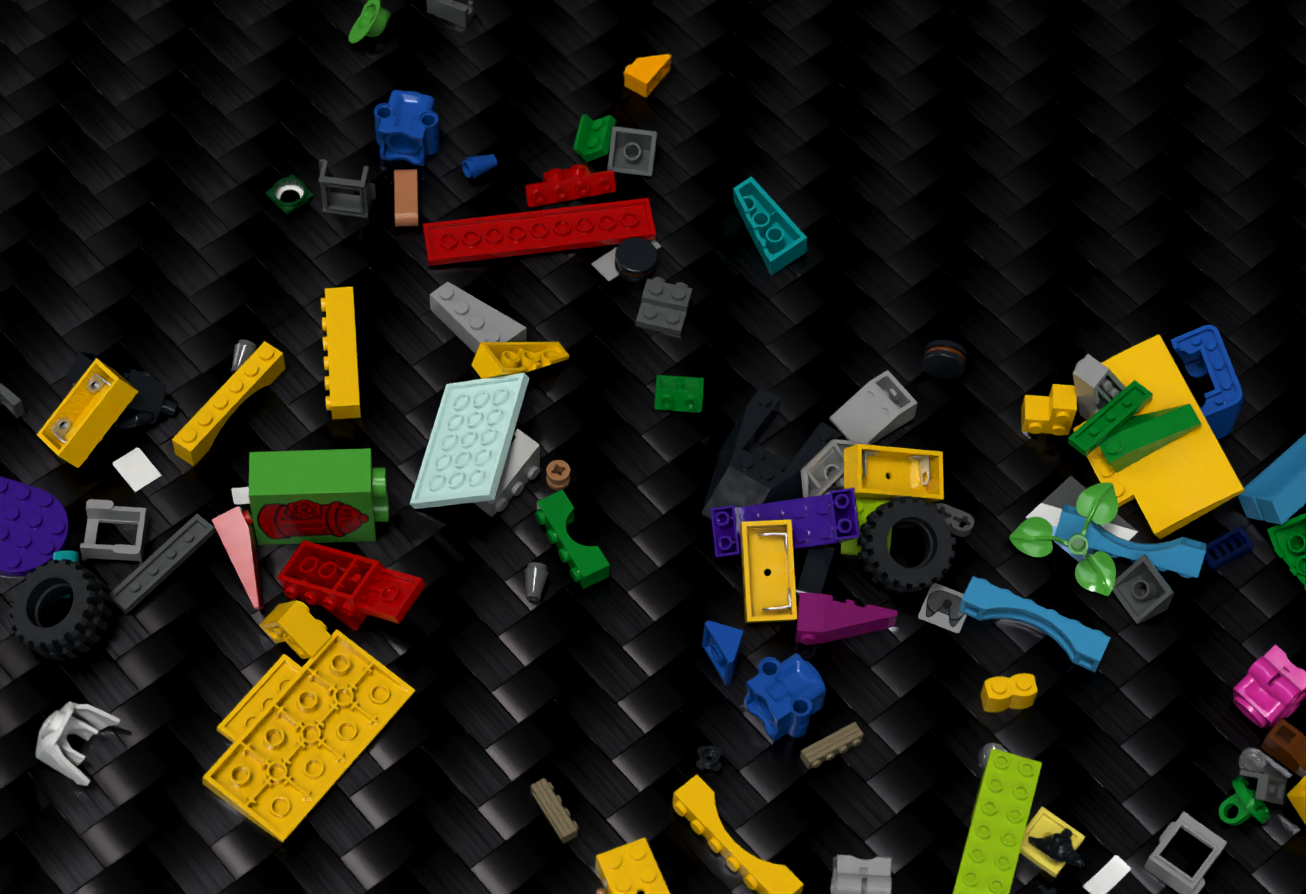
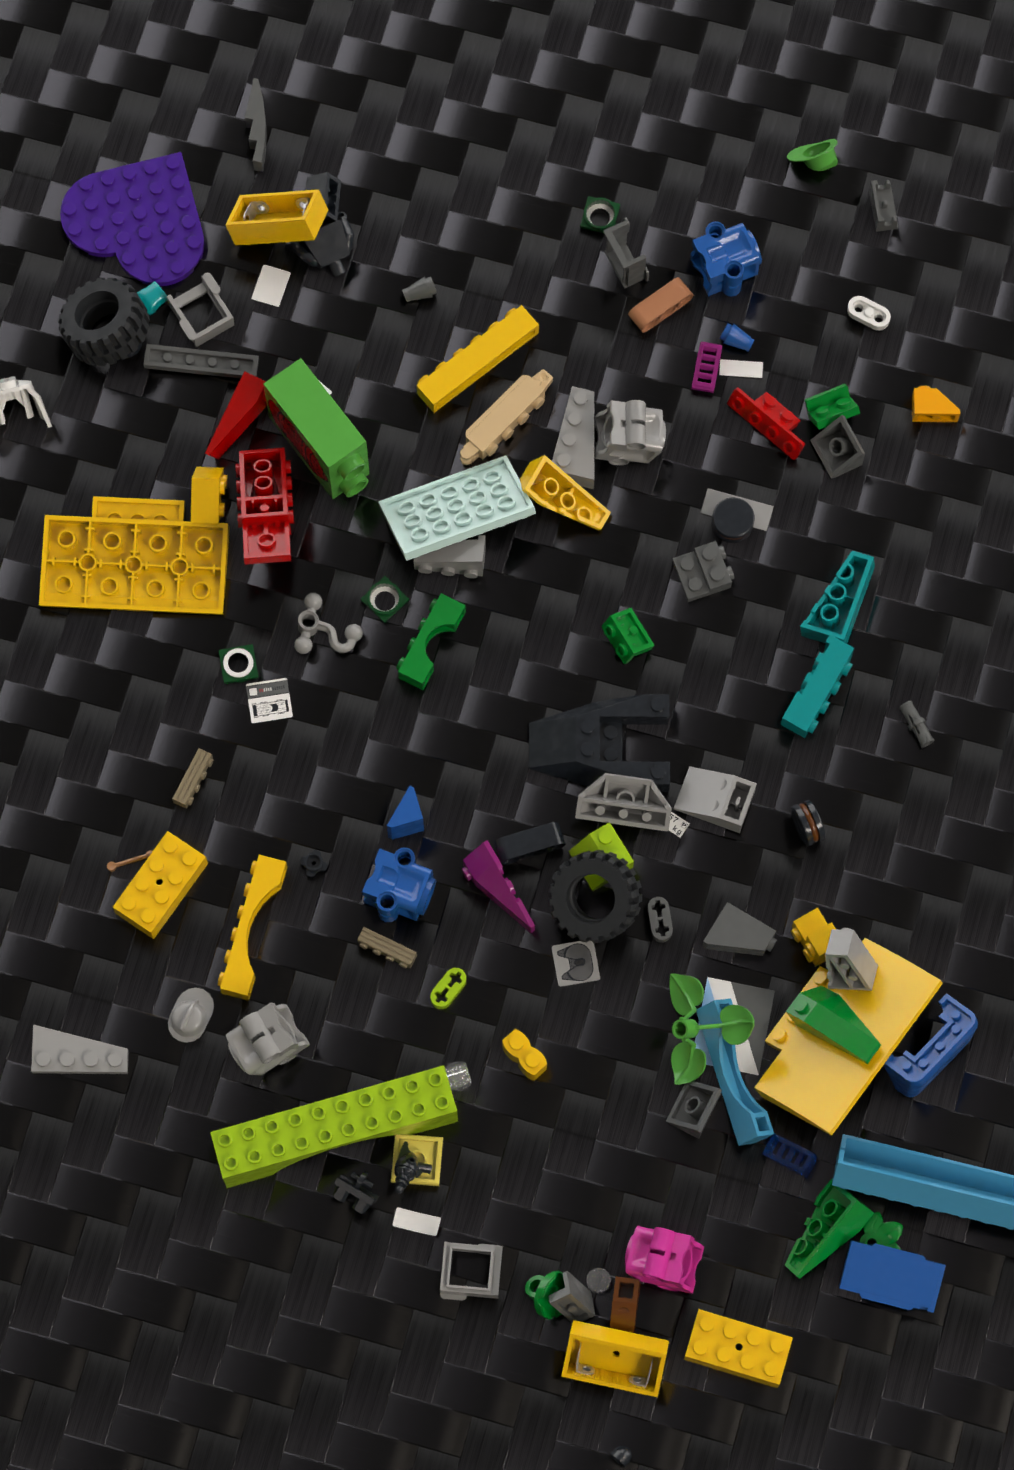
camera: 60 degrees right, 15 degrees up
(200, 432) = (334, 307): yellow arch -> none
(411, 365) = (504, 416): none -> tan hinge
(475, 720) = (230, 676): none -> piece
(476, 189) = (707, 348): none -> magenta slope
(496, 639) = (304, 644): none -> light grey piece
(500, 541) = (384, 585): none -> dark green piece
(506, 180) = (741, 368): none -> white sticker
(506, 277) = (629, 432): none -> light grey piece
(525, 704) = (269, 700): none -> sticker
(531, 68) = (869, 312): none -> white plate
(535, 580) = (376, 638): dark grey cone -> none
(538, 231) = (705, 428): red plate -> none
(555, 480) = (483, 598): medium nougat wheel -> none
(762, 548) = (477, 815): yellow piece -> none
(814, 519) = (546, 789): dark purple slope -> none
(828, 282) = (818, 687): none -> teal wedge
(908, 717) = (444, 985): none -> lime beam
(910, 472) = (666, 866): yellow piece -> none
(924, 242) = (916, 724): none -> dark grey pin
(1004, 467) = (739, 933): none -> dark grey slope
(1080, 643) = (597, 991): dark azure arch -> none
(1110, 418) = (828, 987): green plate -> none

